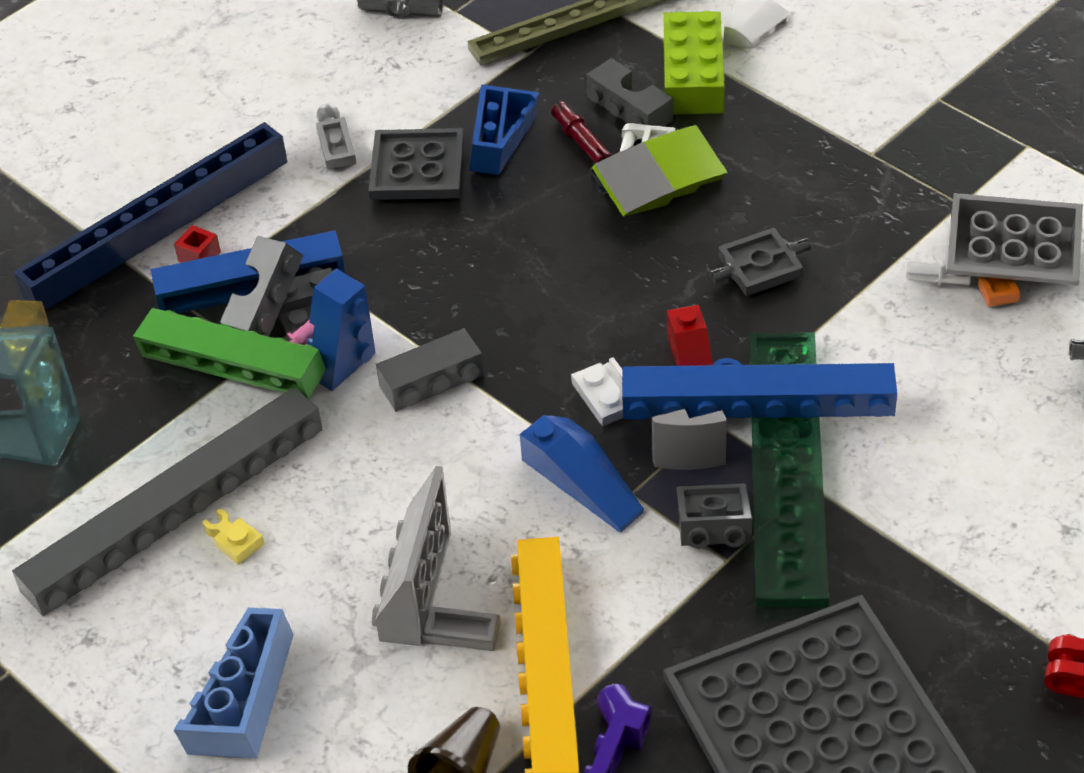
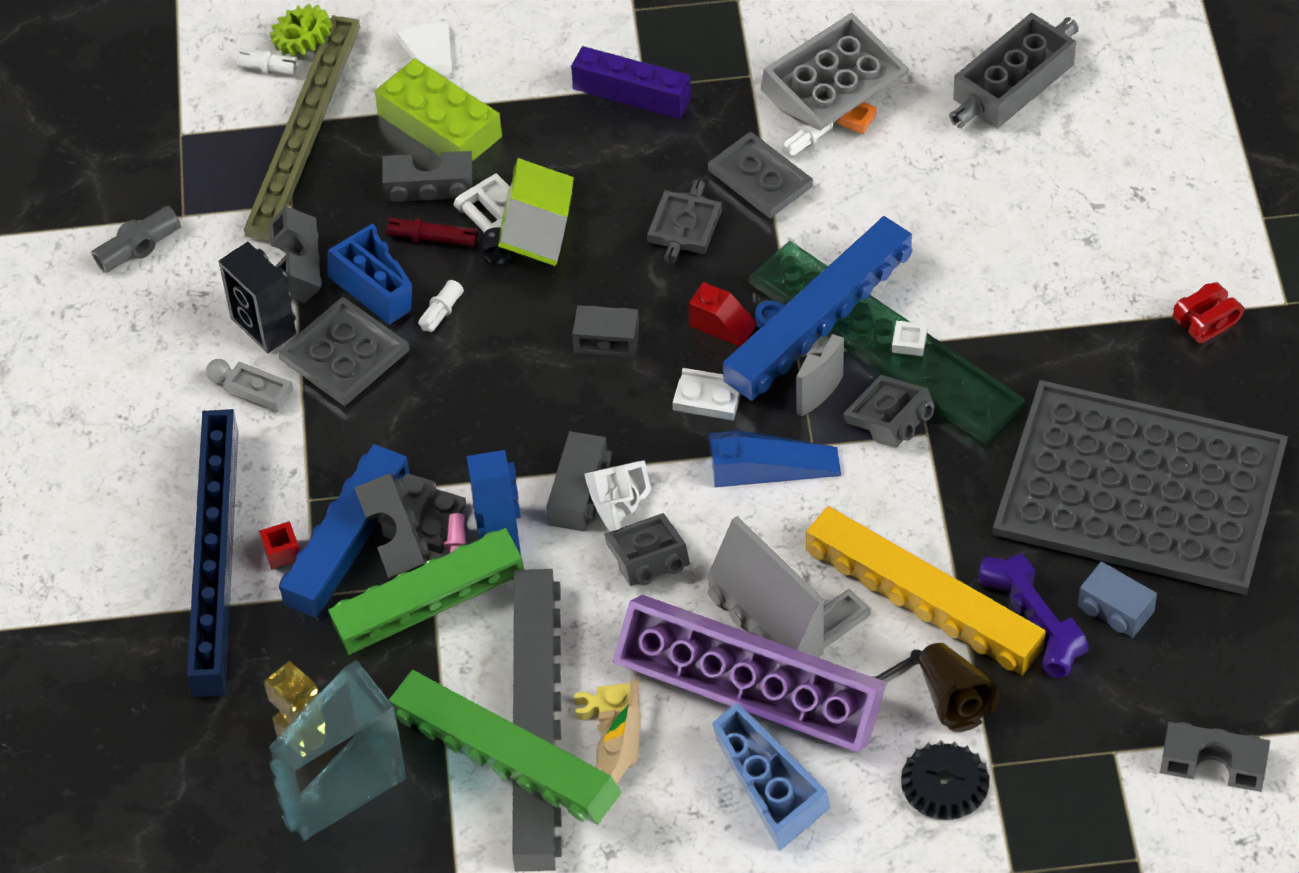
camera: 50 degrees left, 5 degrees up
(102, 496) = (505, 747): none -> bright green brick
(192, 566) = (620, 736): none -> tan animal
(330, 605) = (749, 670): none -> medium lavender brick
(397, 78) = (258, 296): none -> black brick
(403, 456) = (648, 549): none -> dark grey plate
(420, 699) = (914, 658): none -> black hinge
(442, 398) = (618, 491): none -> white slope
(453, 91) = (298, 238): none -> dark grey arch
(516, 185) = (440, 306): none -> white axle
(596, 288) = (606, 331): none -> dark grey brick
(795, 472) = (909, 338): none -> white plate
(857, 139) = (631, 82): none -> dark purple brick
(863, 273) = (760, 174): none -> dark grey plate

